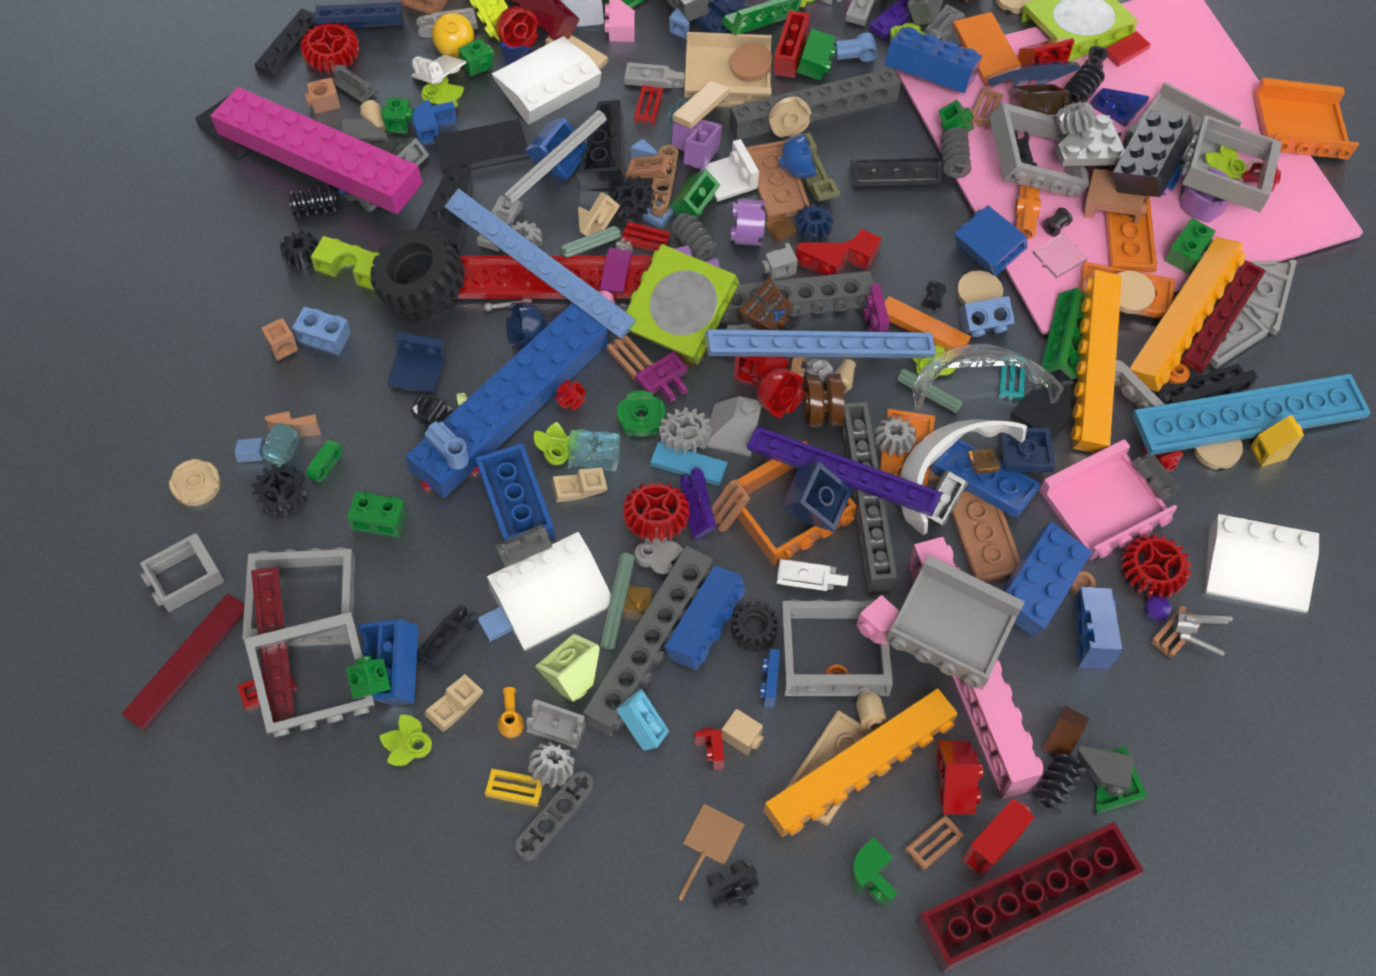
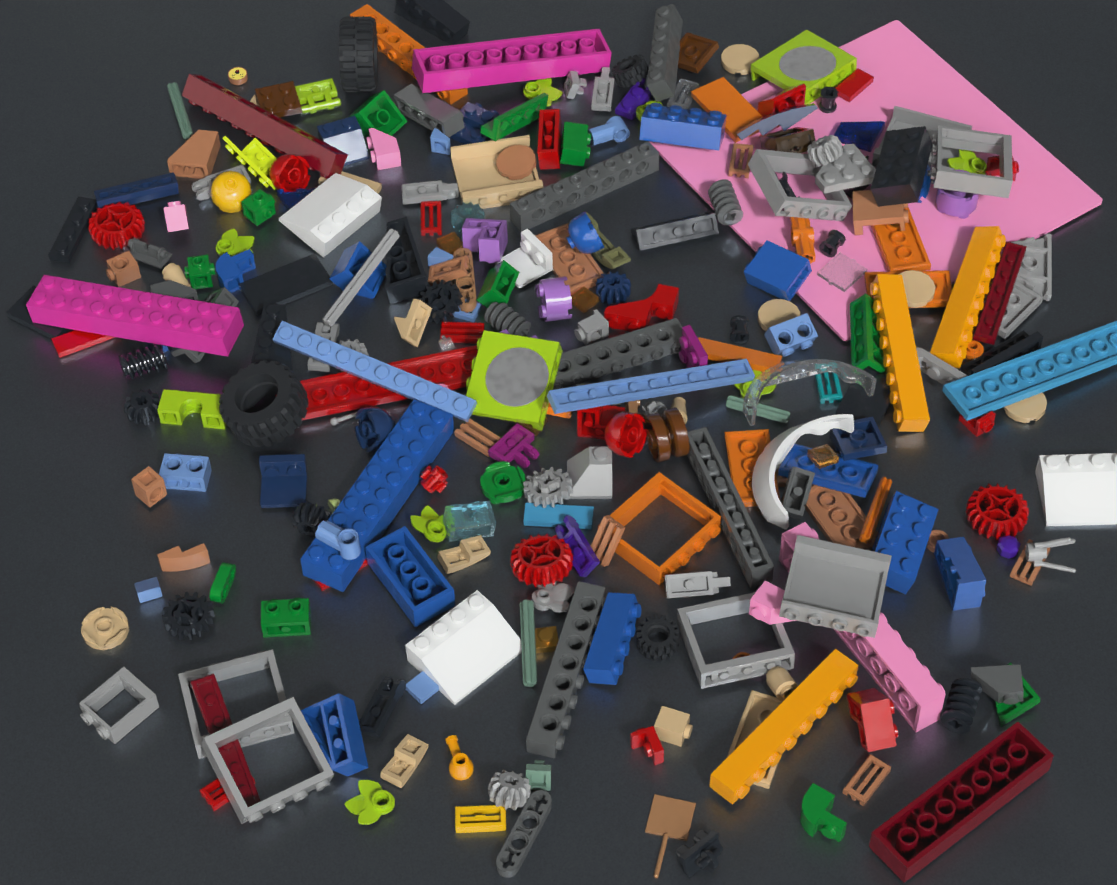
camera: 10 degrees left, 10 degrees down
(184, 662) = (144, 781): dark red tile -> none
(254, 163) = (76, 341): none -> red tile
(280, 444) = (178, 576): clear light blue gear -> none
(367, 677) = (325, 748): green brick -> none
(391, 50) = (176, 216): none -> bright pink slope
(435, 70) = (224, 225): white hinge -> none
(523, 546) = (432, 610): dark grey hinge -> none
(556, 724) = (502, 755): light grey hinge -> none
(571, 667) = (503, 706): yellowish green slope -> none
(587, 755) = (539, 775): none -> sand green tile
(590, 242) = (413, 345): sand green axle -> none
(616, 270) = (445, 364): magenta slope -> none
(643, 721) = (581, 735): medium azure slope -> none
(659, 136) = (449, 243): none -> clear orange tile
(700, 104) = (482, 206): tan tile -> none
(767, 309) = (593, 366): reddish brown torso -> none
(769, 688) = (685, 684): blue plate -> none
(789, 117) = (566, 201): tan tile -> none
(817, 496) = (683, 514): dark blue slope -> none
(850, 472) = (701, 488): dark purple tile -> none
(894, 436) = (738, 451): light grey gear -> none
(956, 116) = (716, 170): green brick -> none
(998, 837) = (921, 759): red window -> none
(1024, 535) = (875, 510): none -> orange axle
(1065, 732) = (955, 664): reddish brown slope -> none
(1084, 83) = (824, 120): black piece -> none
(1105, 501) = (938, 467): bright pink panel -> none
(1157, 477) = (977, 438): dark grey hinge -> none
(1190, 246) = (955, 240): green brick -> none
(1277, 441) = (1074, 386): yellow slope -> none
(1303, 117) = (1025, 112): orange panel -> none

